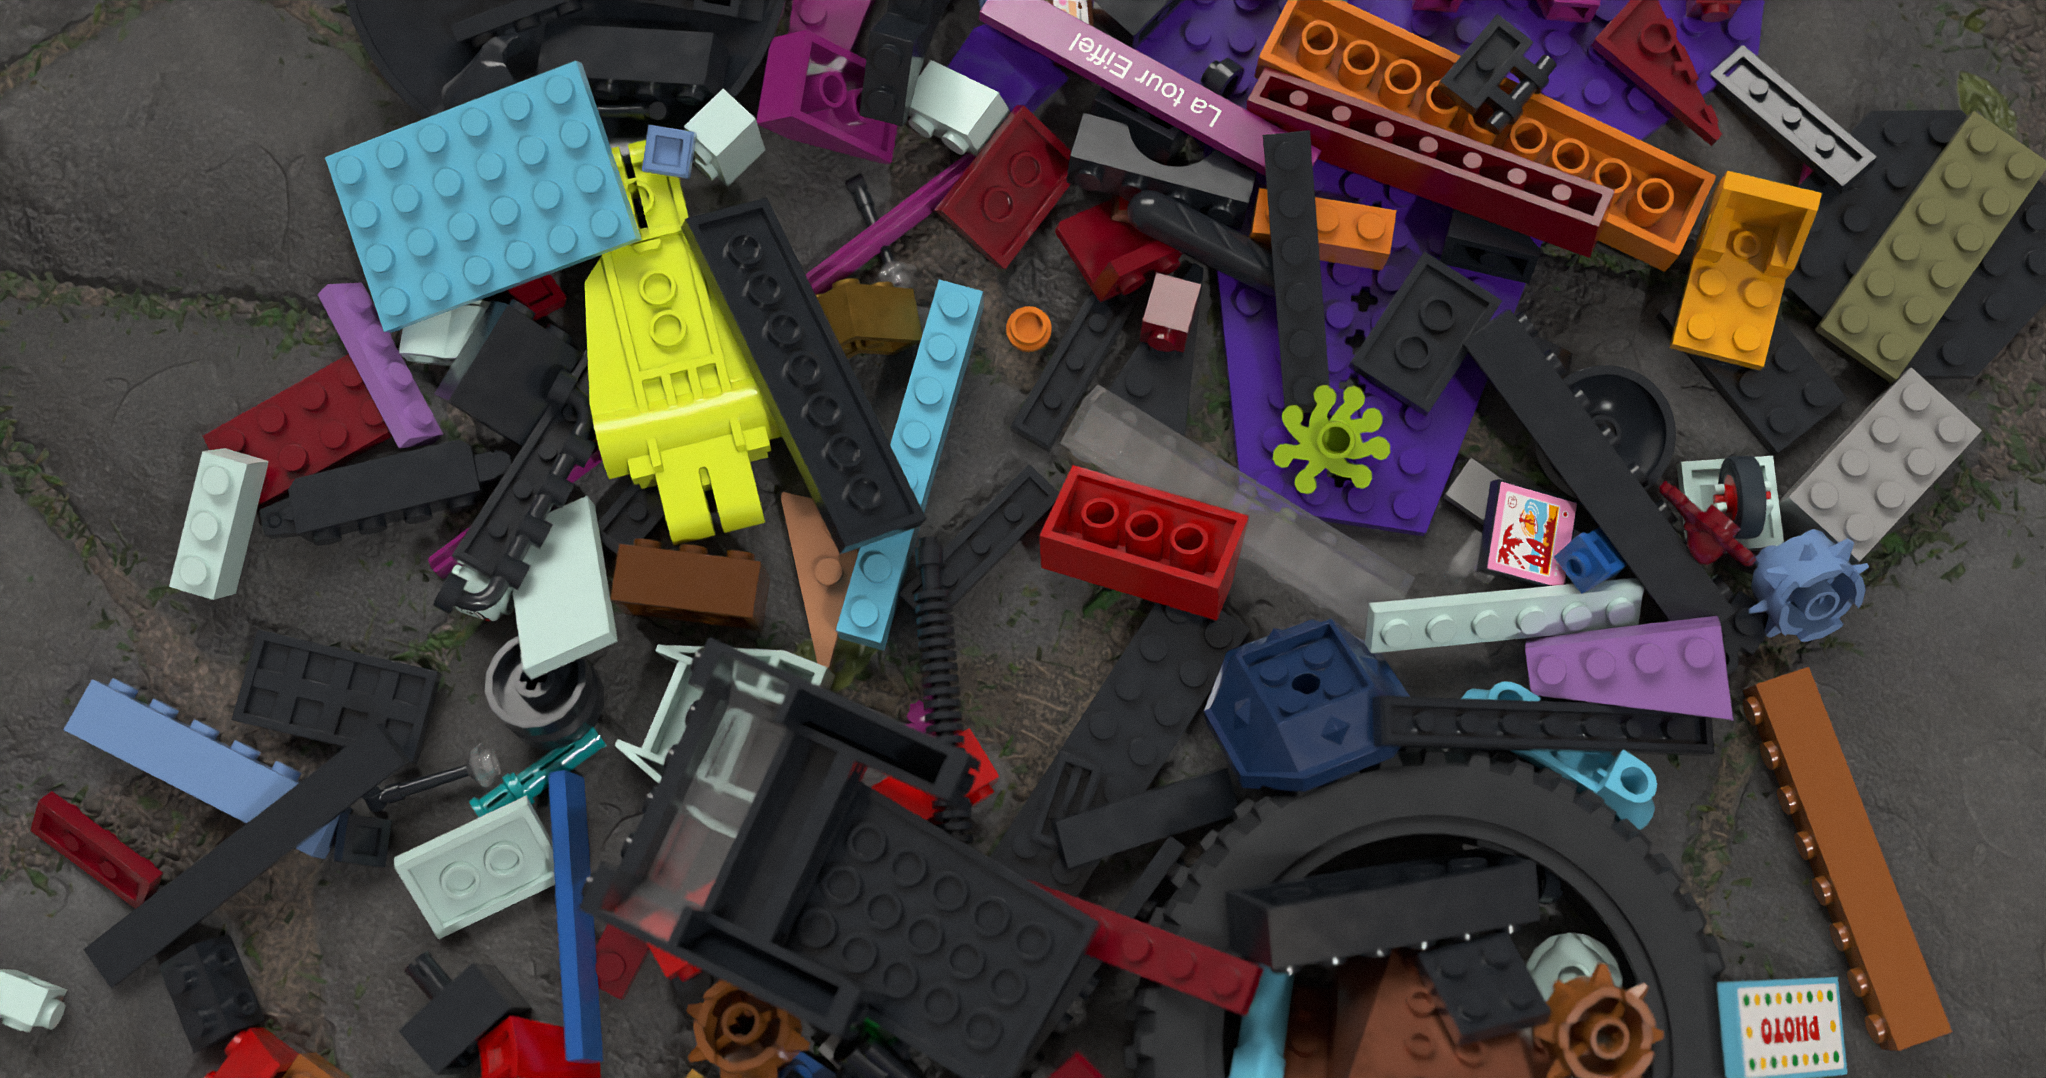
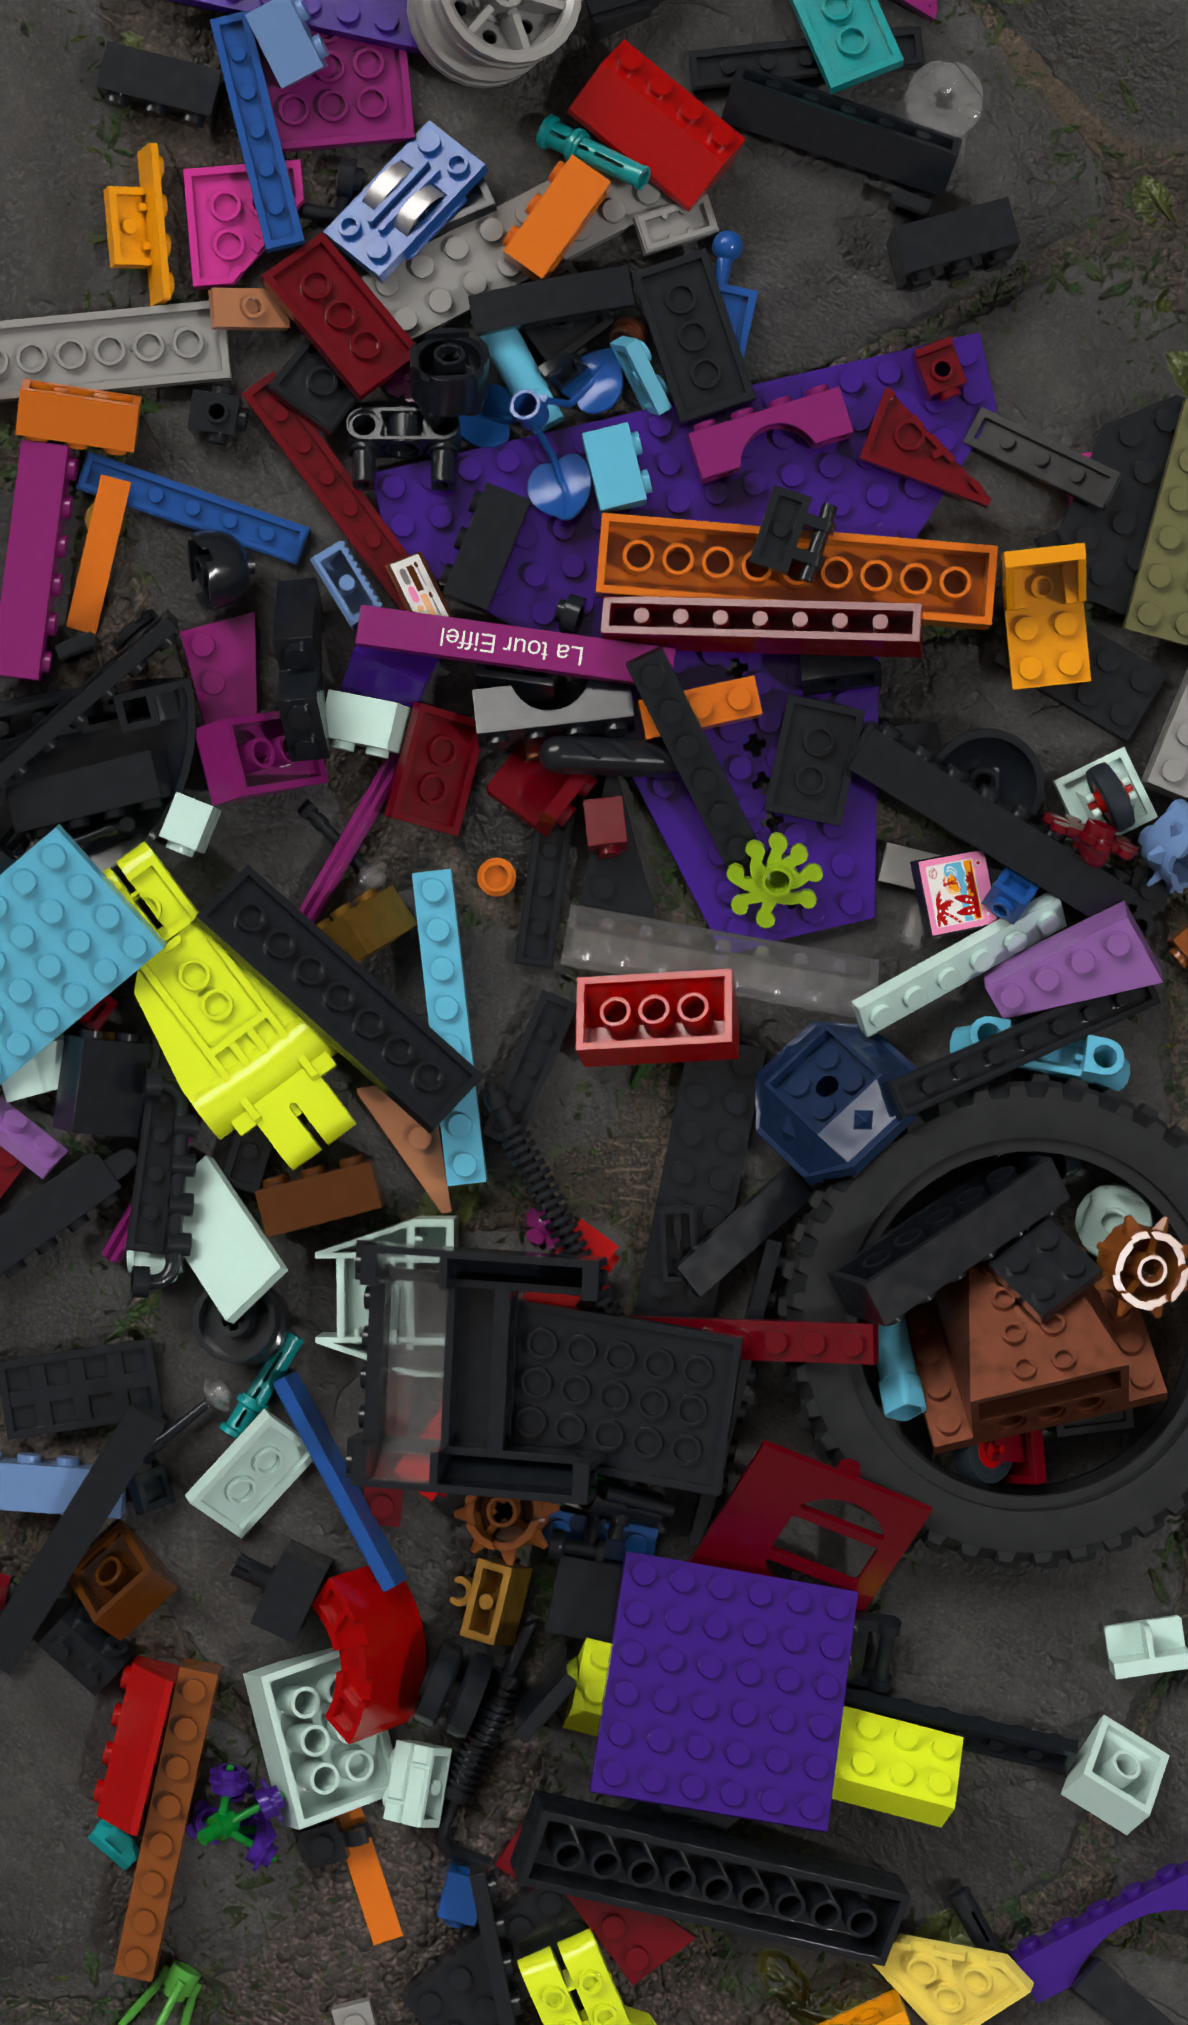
camera: 15 degrees left, 10 degrees up
(281, 932) = (121, 1581): none -> reddish brown slope
(669, 152) = (157, 863): medium blue tile -> none

